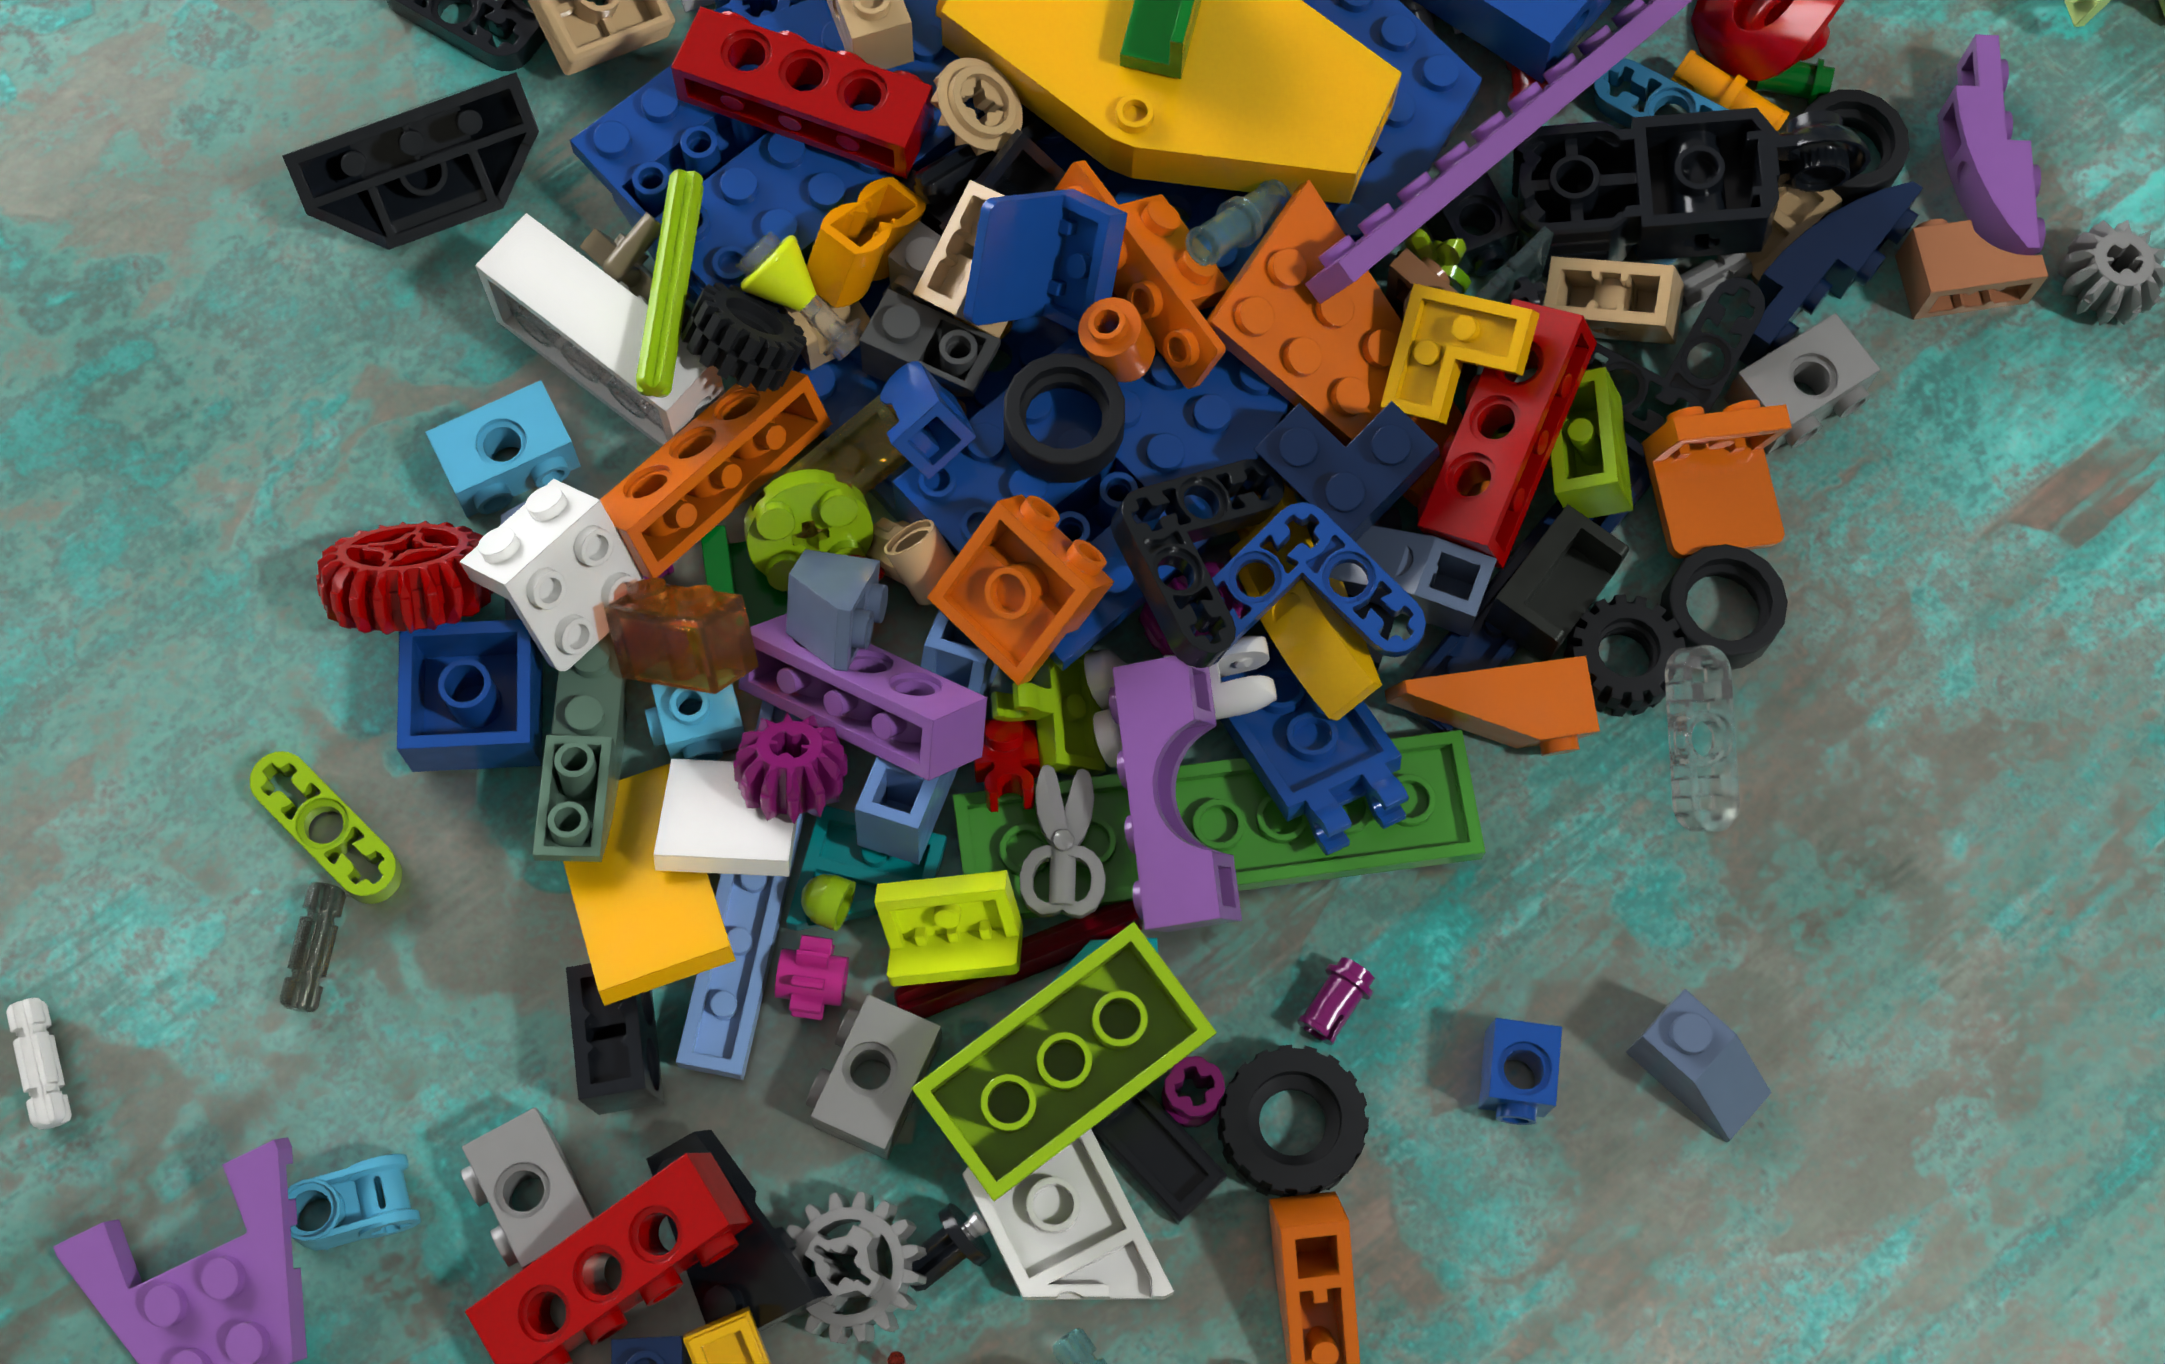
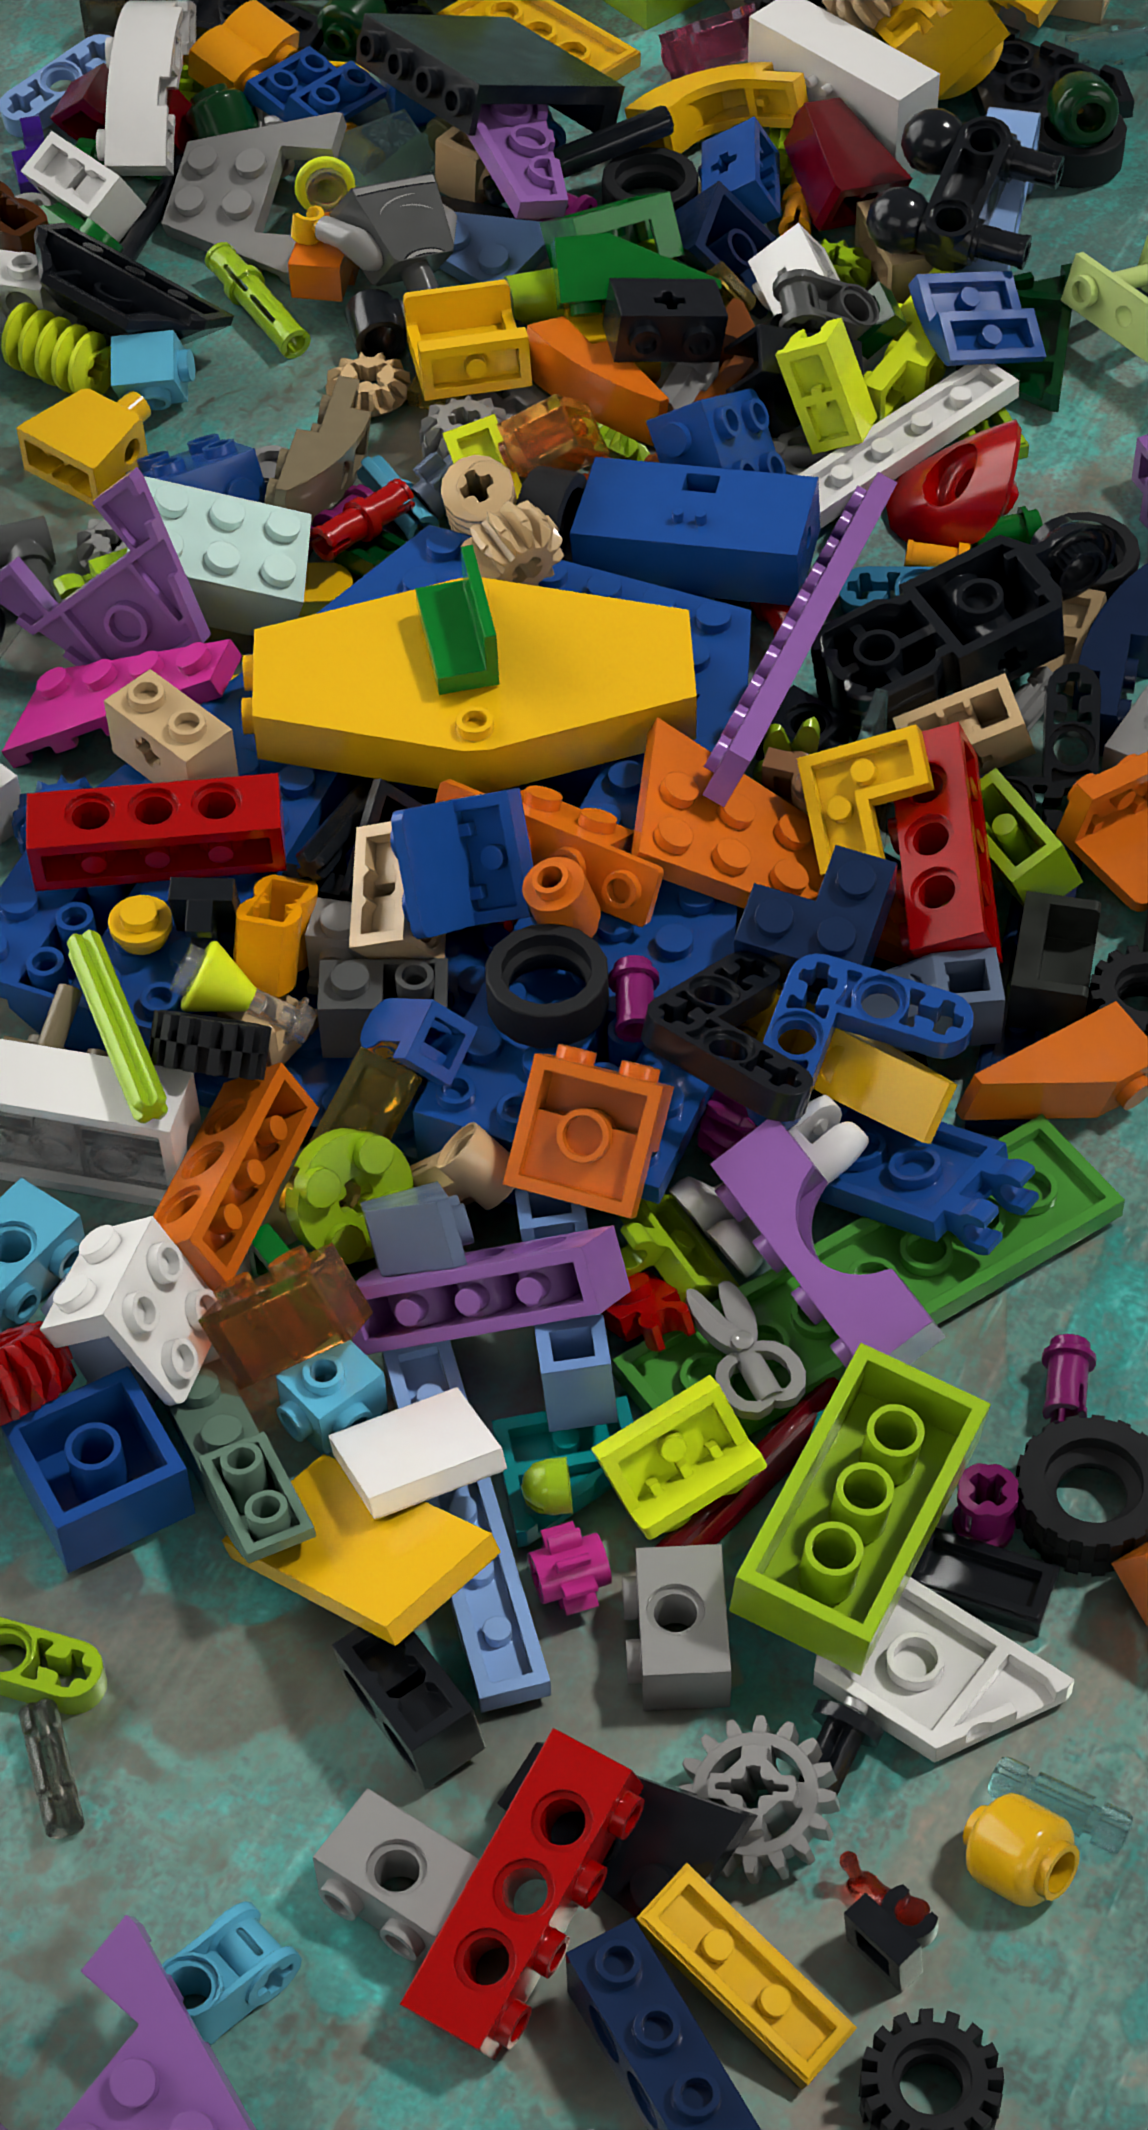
camera: 20 degrees left, 20 degrees down
(746, 181) = (140, 924): none -> yellow plate
(790, 767) = (455, 1376): magenta gear -> none
(801, 198) = (203, 907): none -> black tile
(990, 92) = (324, 779): tan gear -> none
(1137, 462) = (634, 986): none -> magenta pin
(1237, 222) = (612, 776): clear light blue pin -> none

